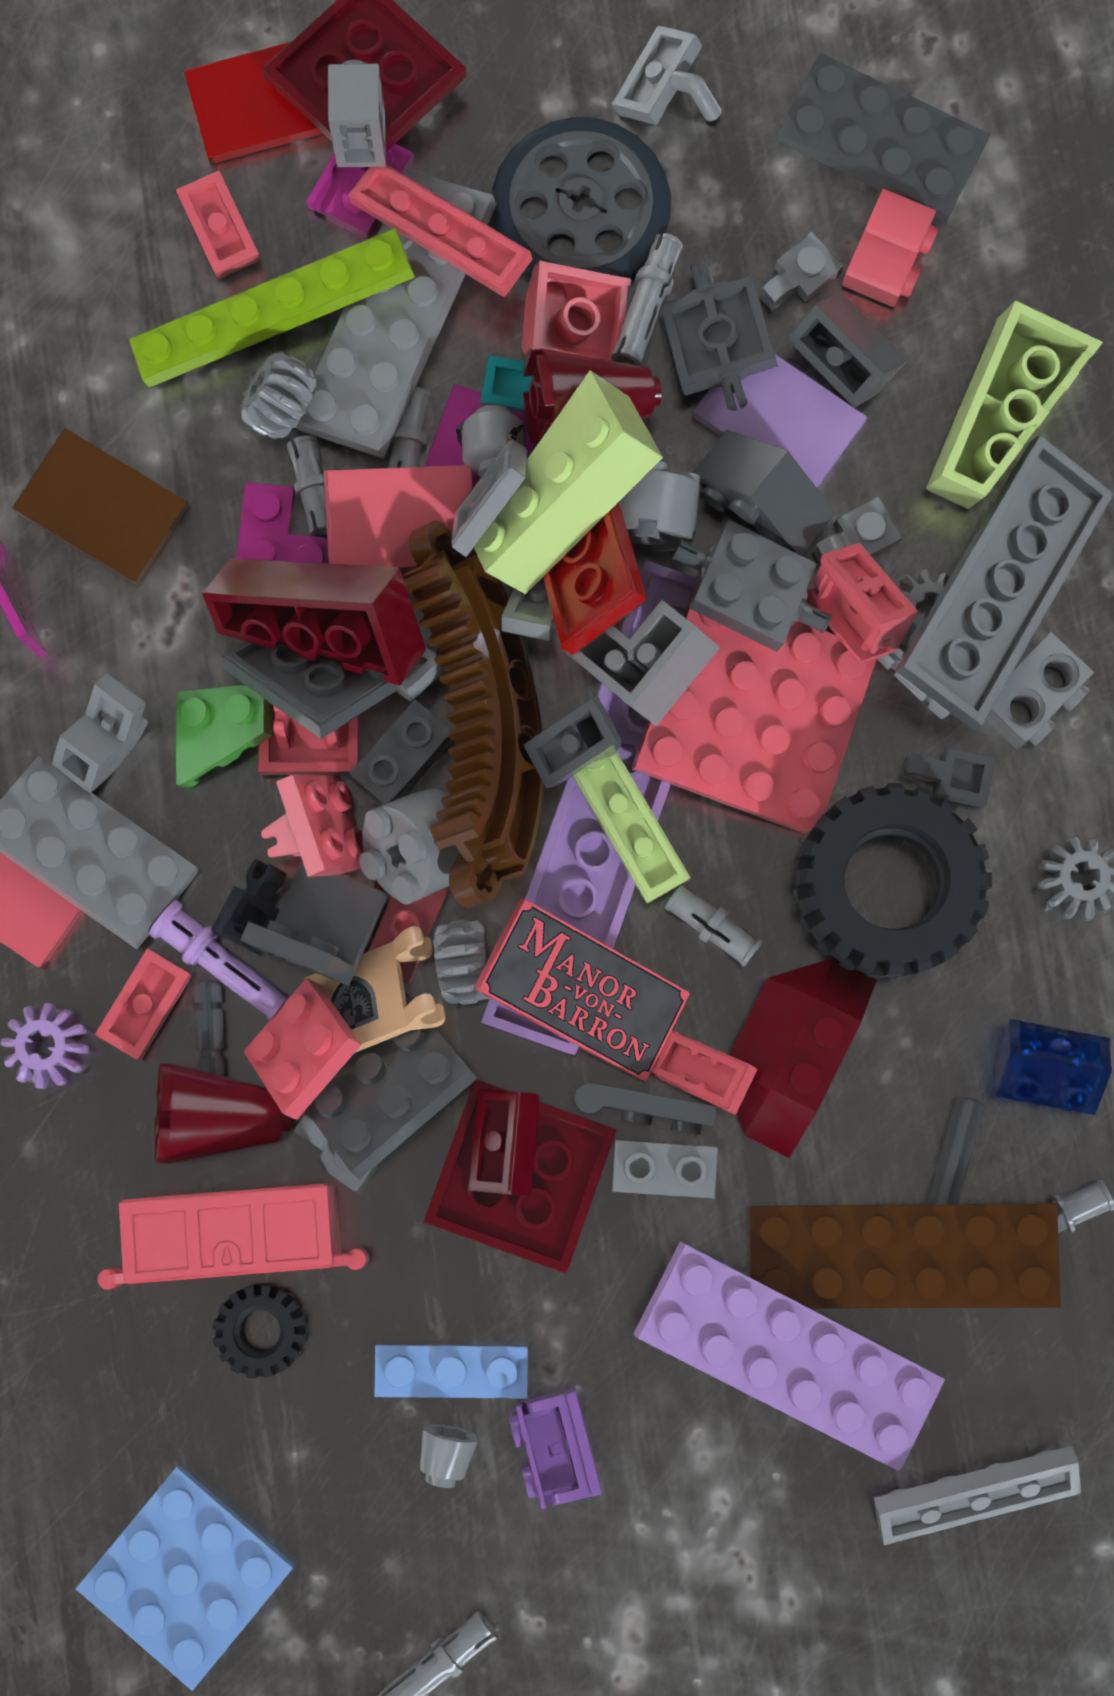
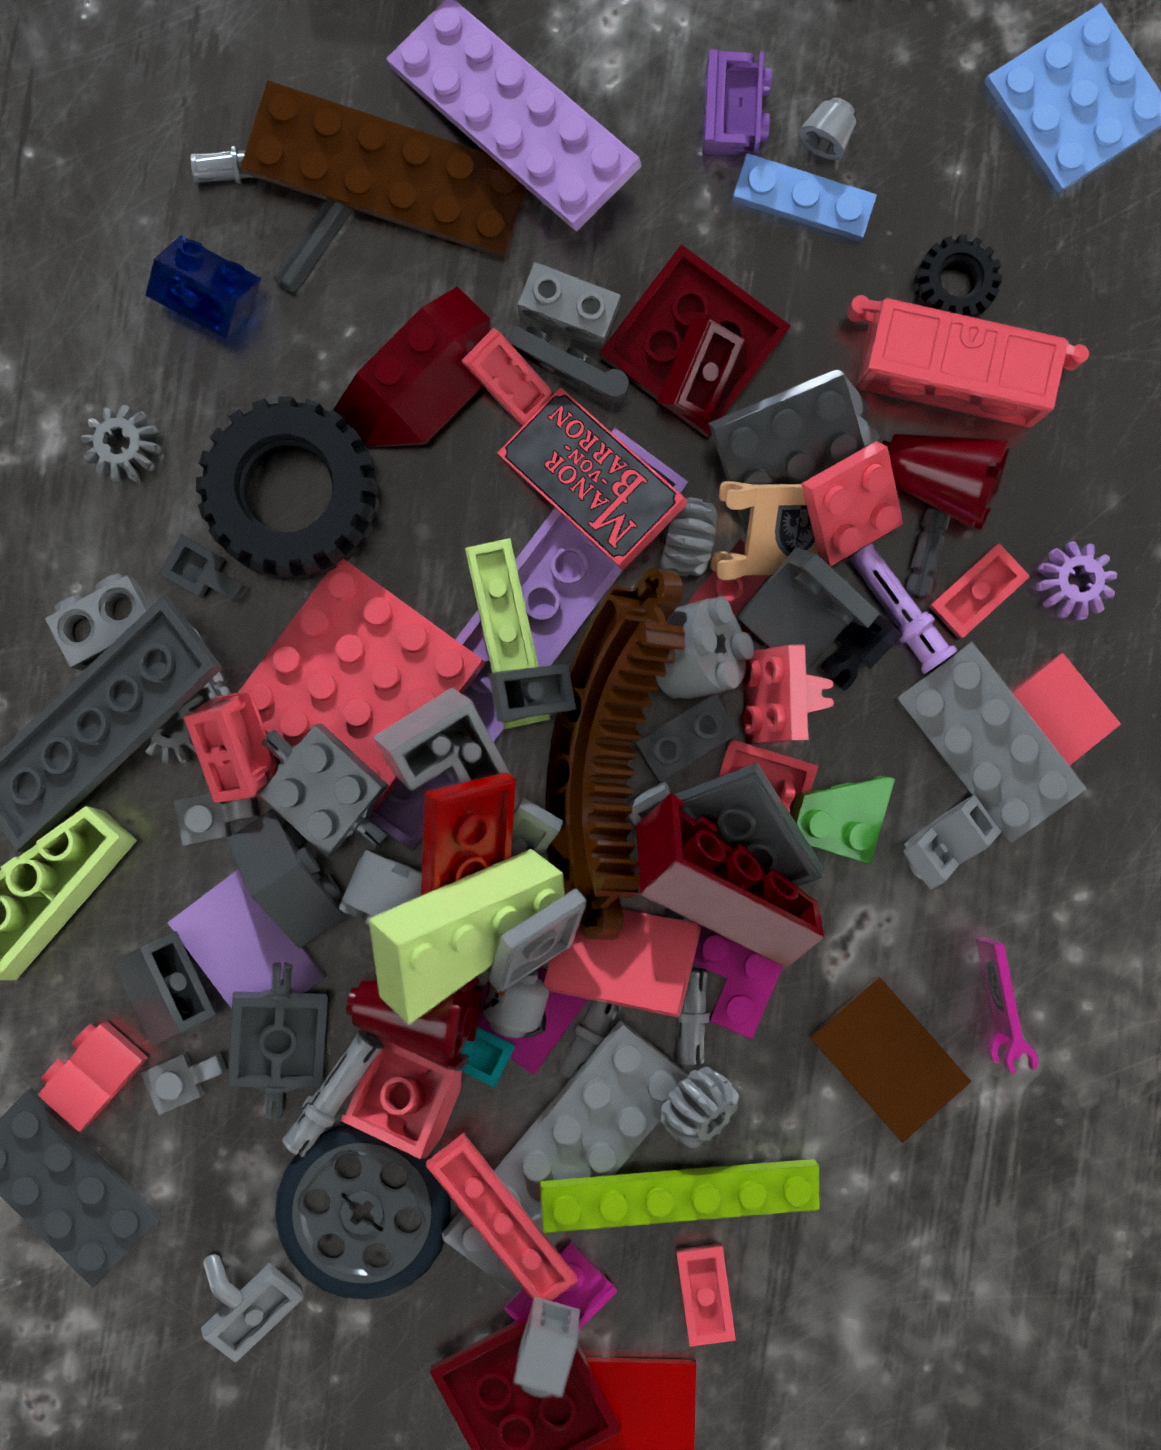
camera: 165 degrees left, 5 degrees up
(713, 924) = (456, 504): light grey pin -> none

